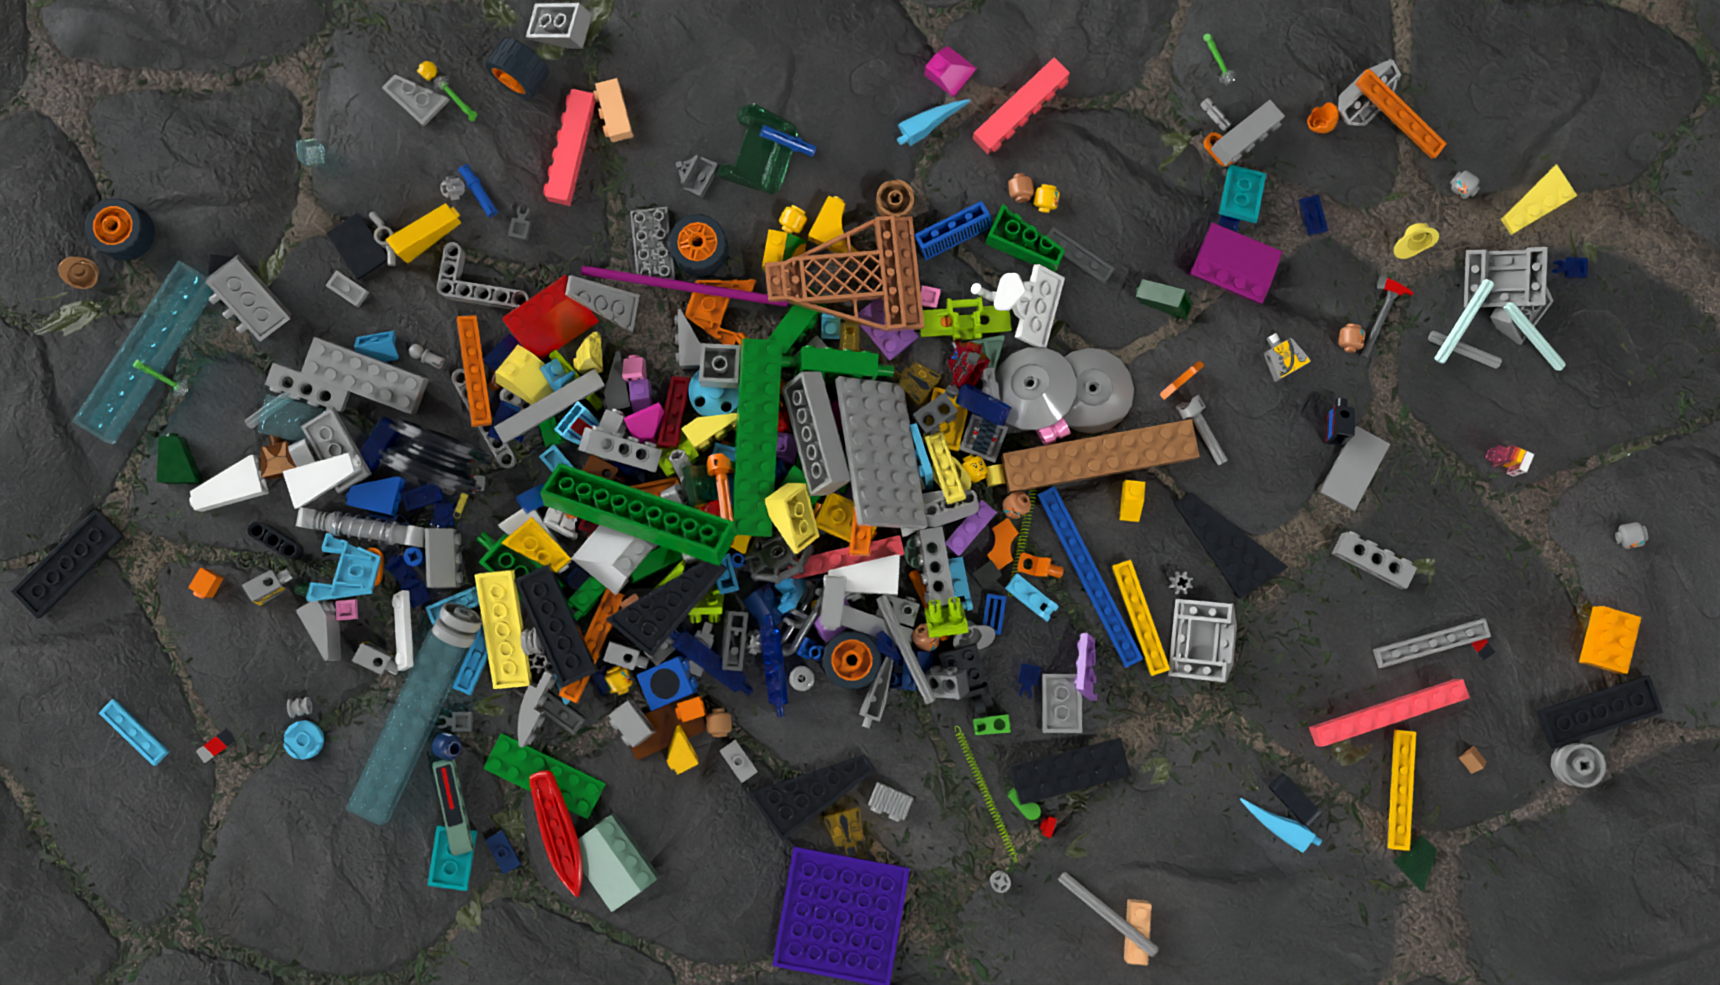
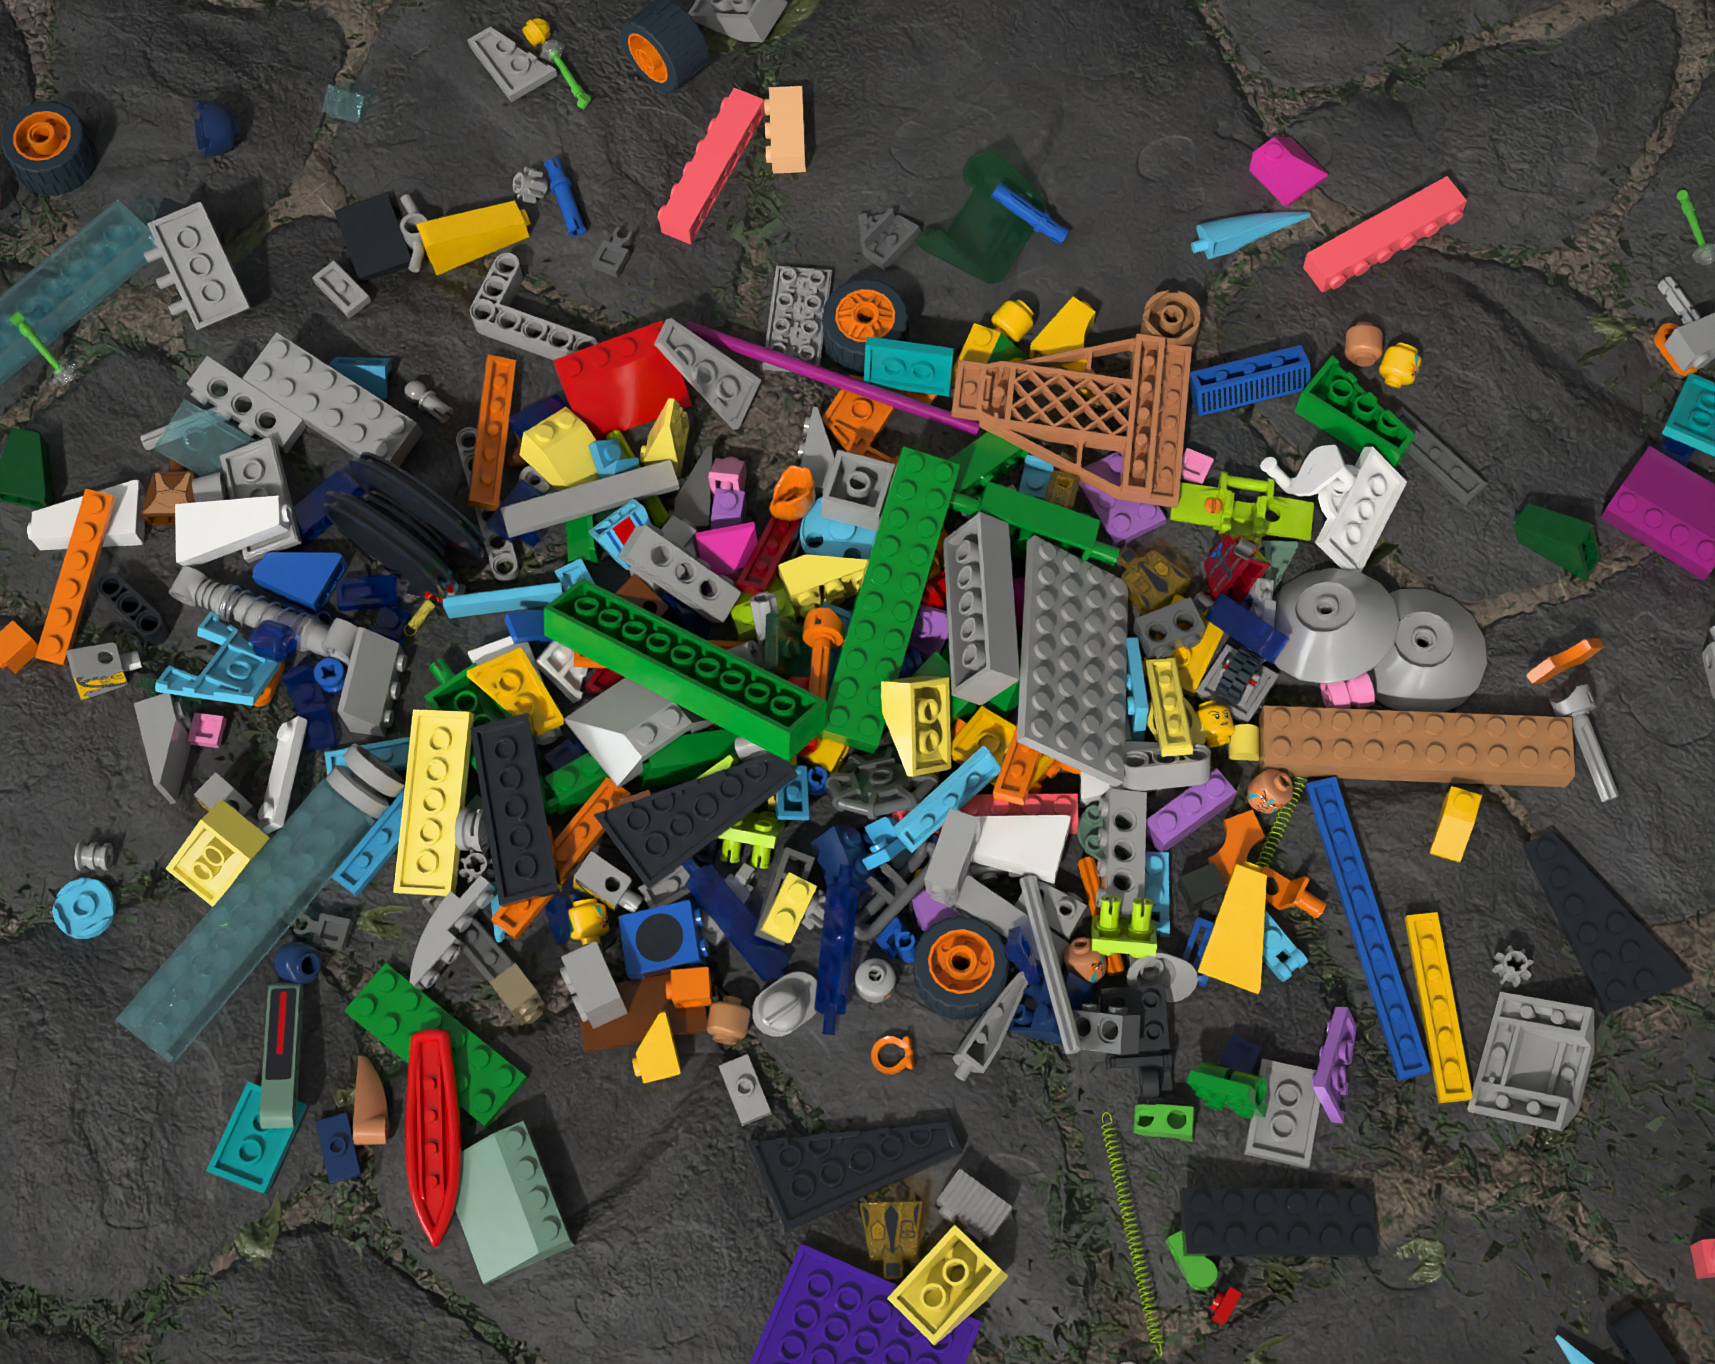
camera: 15 degrees right, 15 degrees down
(229, 190) = (215, 128): none -> dark blue cylinder
(232, 528) = (76, 576): none -> orange plate
(372, 546) = (273, 641): none -> clear blue head
(377, 691) = (217, 852): none -> light yellow slope
(512, 482) = (501, 600): none -> medium azure tile
(516, 825) = (370, 1107): none -> nougat piece
(588, 738) = (518, 995): none -> dark tan brick
(679, 375) = (793, 494): none -> orange hair
(733, 270) = (908, 366): none -> teal plate
(739, 648) = (788, 908): none -> light yellow plate
(751, 703) = (785, 1004): none -> light grey piece
(821, 560) = (952, 794): none -> medium azure tile
(828, 711) = (908, 1061): none -> orange piece
(885, 853) = (947, 1285): none -> light yellow slope
(1014, 606) = (1238, 932): none -> yellow slope
(1021, 698) = (1230, 1089): none -> green plate

